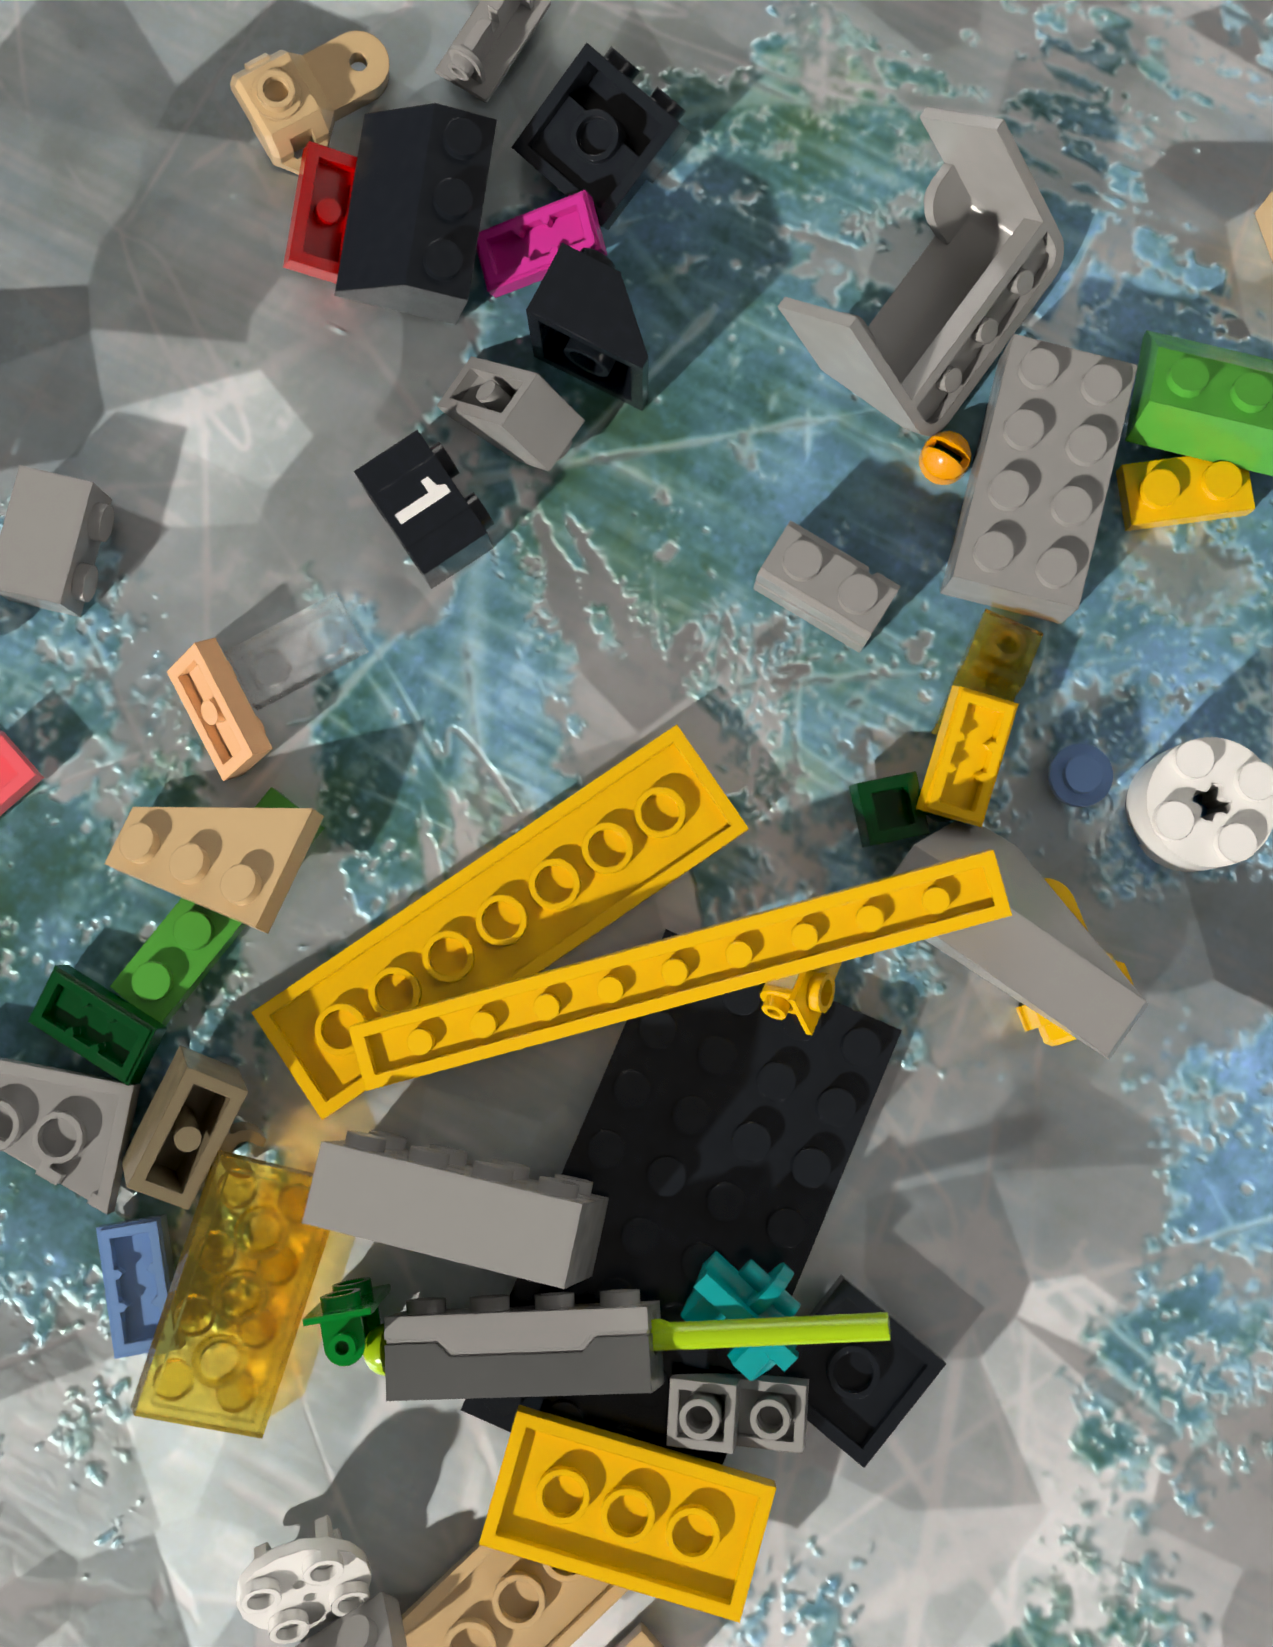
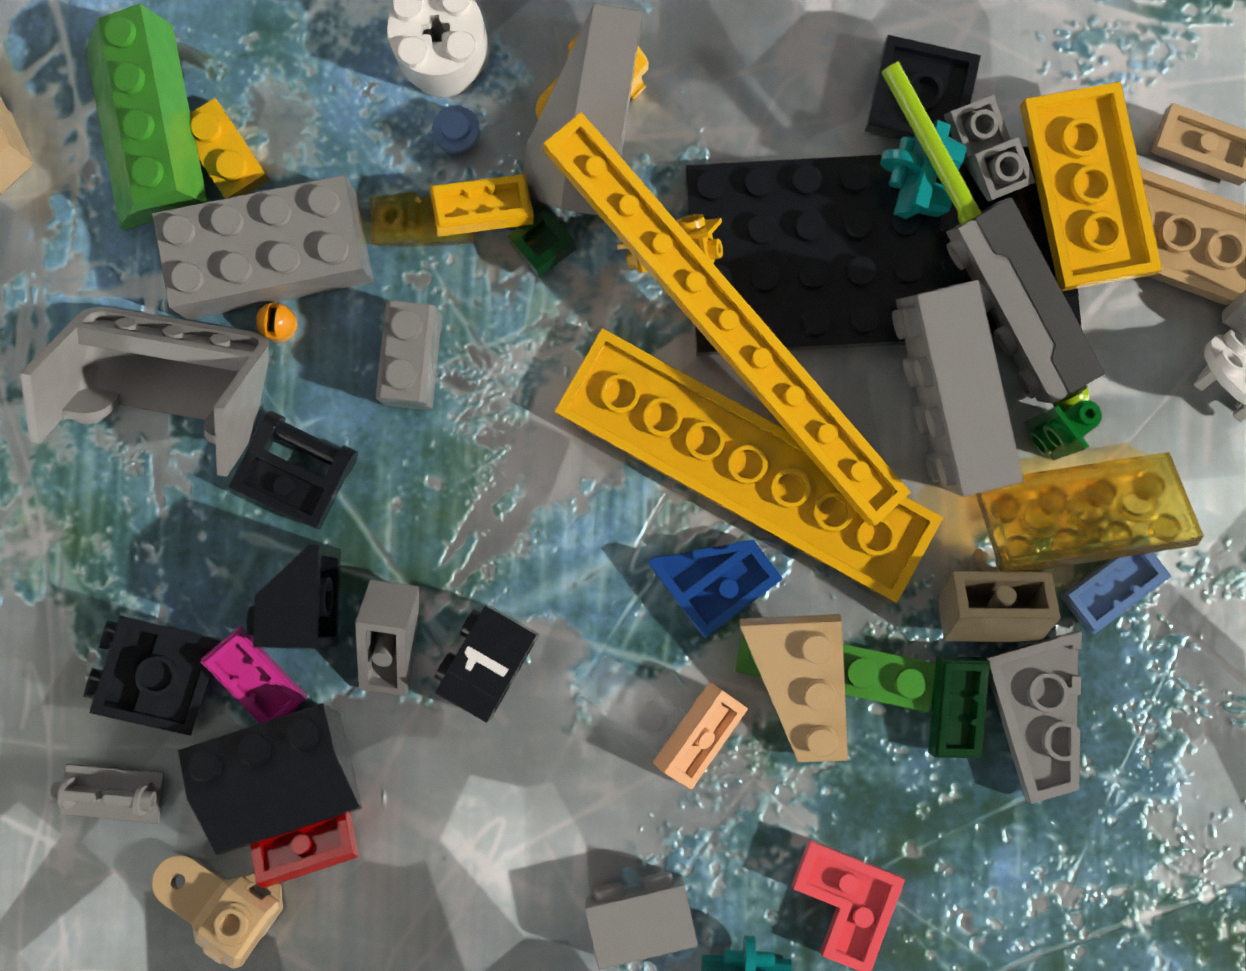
camera: 115 degrees left, 0 degrees up
(385, 815) = (716, 581): none -> blue wing
(747, 378) = (285, 484): none -> black plate

